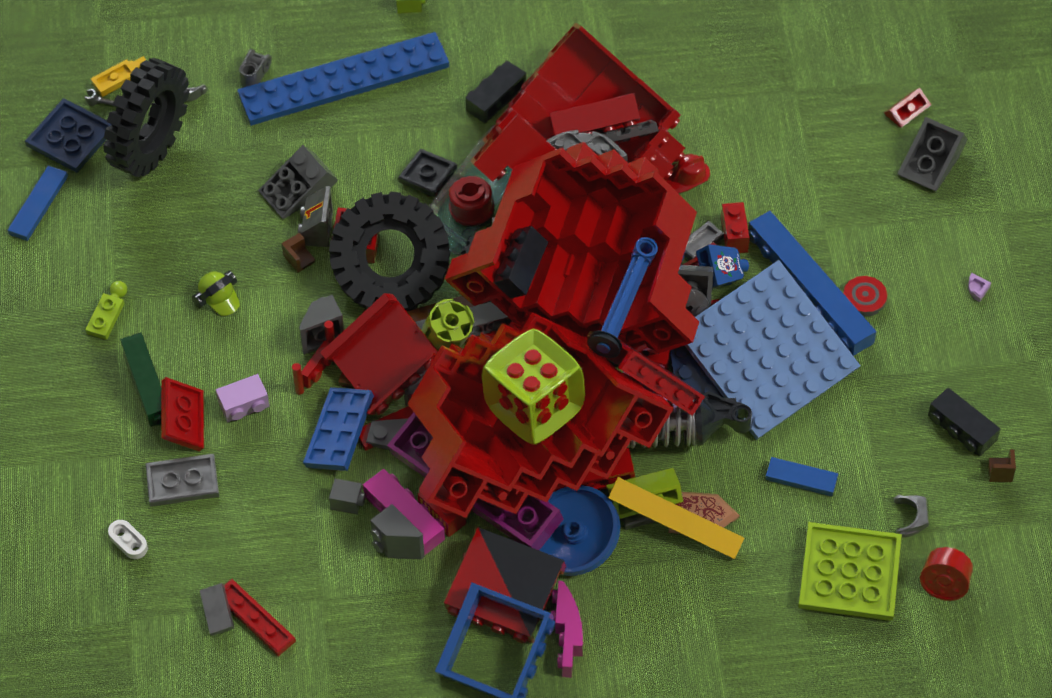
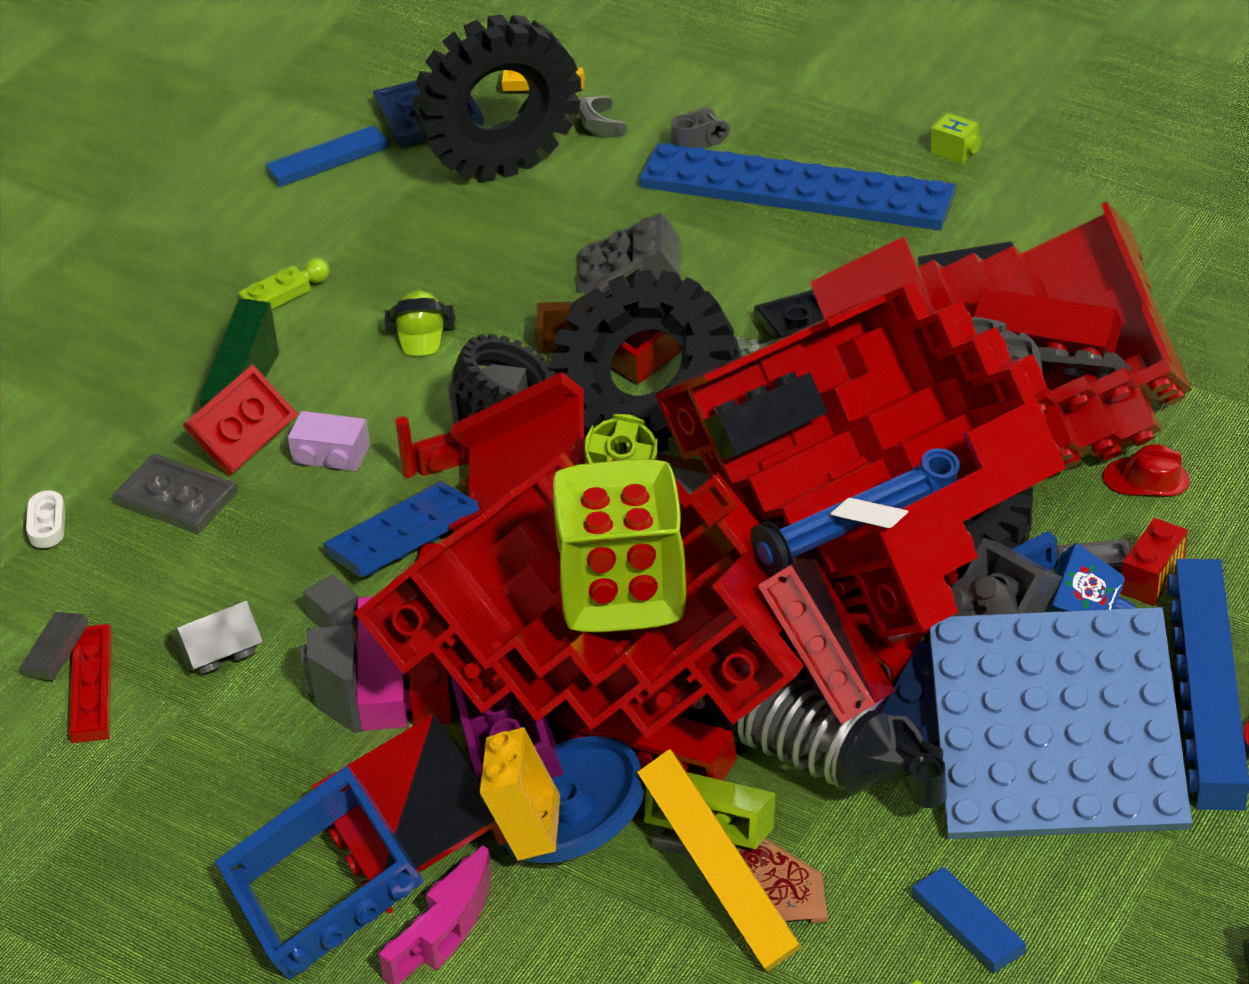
camera: 40 degrees right, 15 degrees down
(93, 99) = (491, 89): flat silver hand -> none
(300, 550) = (215, 637): none -> slope
(324, 322) = (489, 351): none -> black tyre
(567, 544) = (520, 793): none -> yellow window
(641, 297) = (869, 512): none -> white sticker

